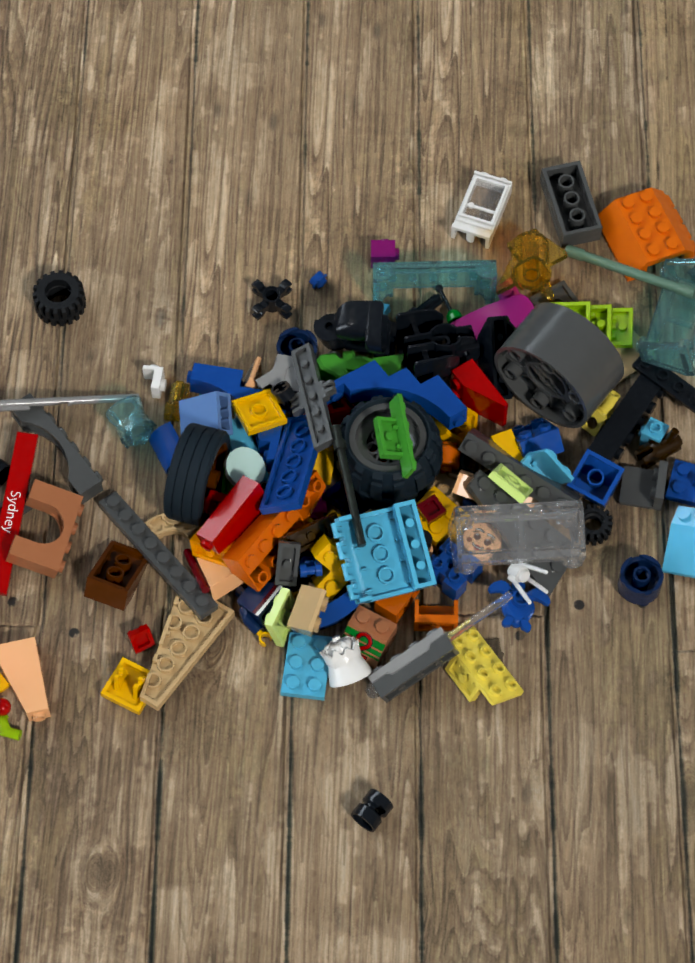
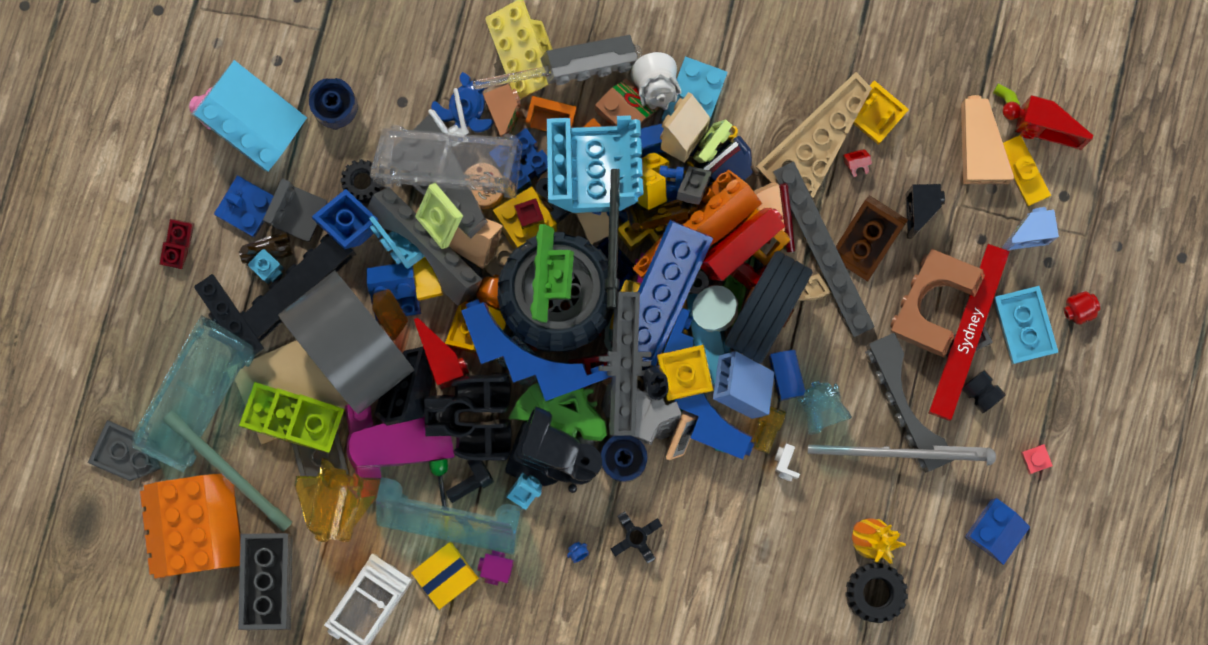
camera: 165 degrees left, 20 degrees up
(67, 335) = (875, 539): none -> yellow hair
(70, 604) = (921, 205): none -> black slope
(424, 241) = (444, 575): none -> yellow slope
(480, 596) = (503, 108): none -> nougat slope
(533, 414) = (389, 313): none -> clear orange slope

